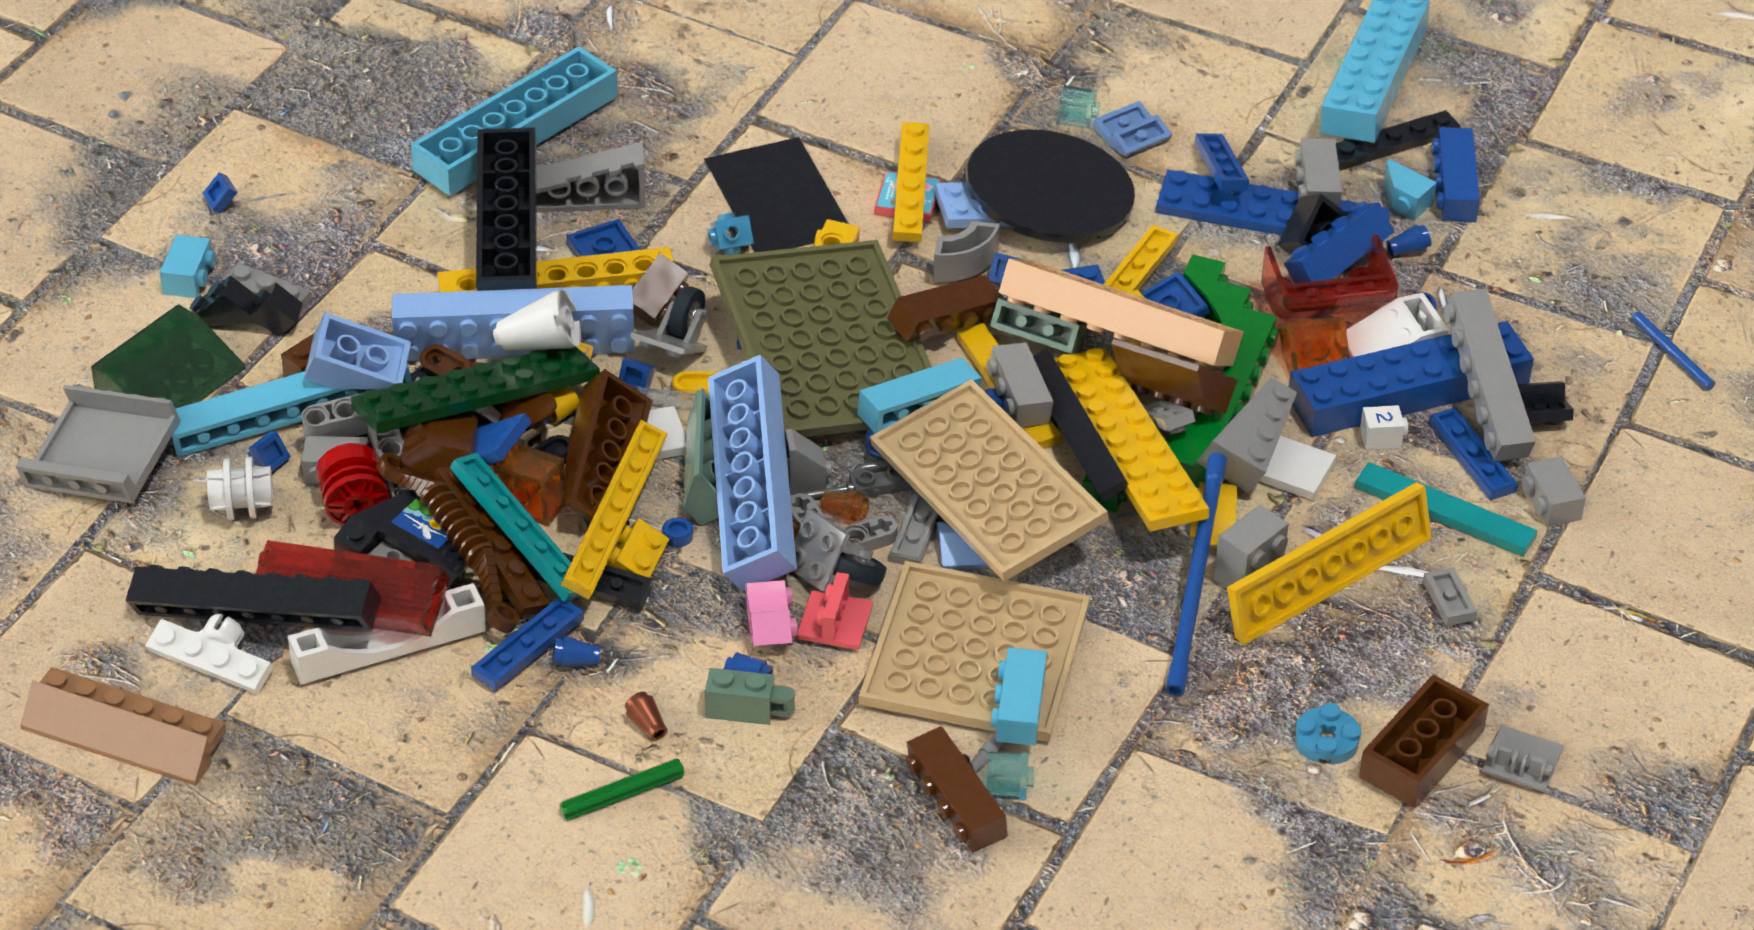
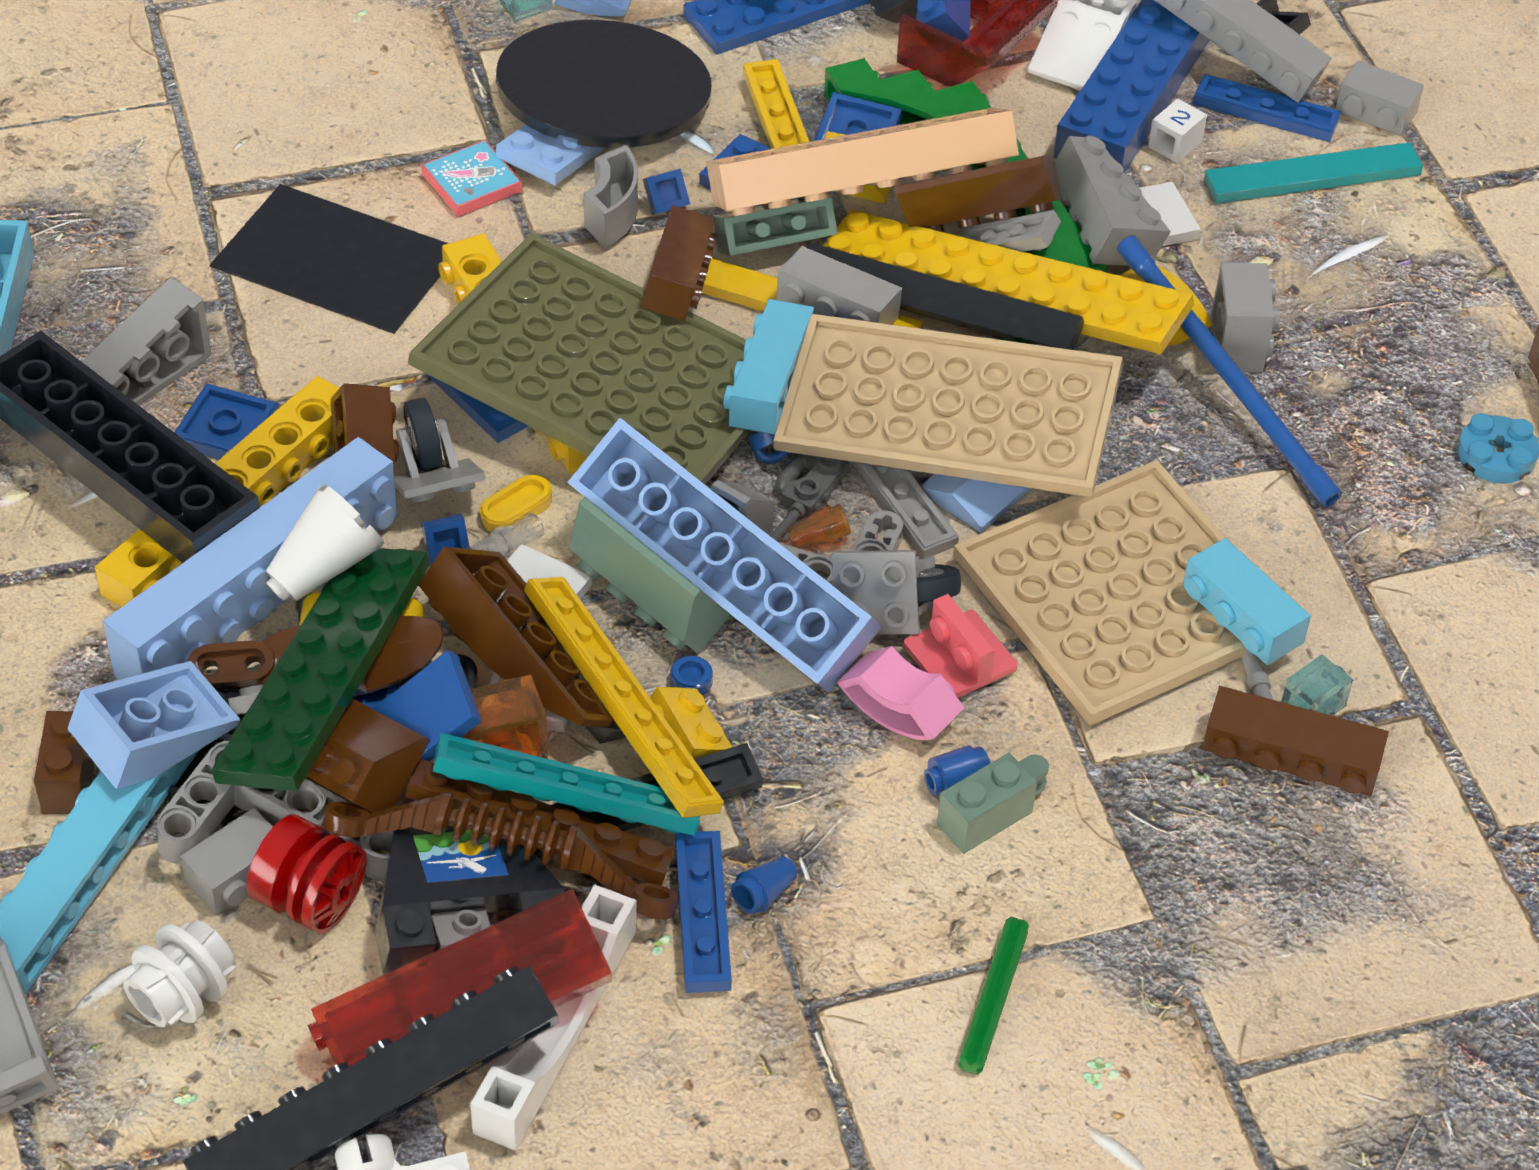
camera: 45 degrees left, 5 degrees up
(269, 451) = (143, 908): blue tile -> none
(645, 714) = (920, 895): copper cone -> none
(740, 233) = (356, 322): dark azure brick -> none
(911, 182) = (466, 159): yellow plate -> none
(1313, 342) = (1031, 88): clear orange slope -> none
(1329, 563) = (1310, 286): yellow plate -> none
(1449, 596) = (1425, 249): light grey plate -> none

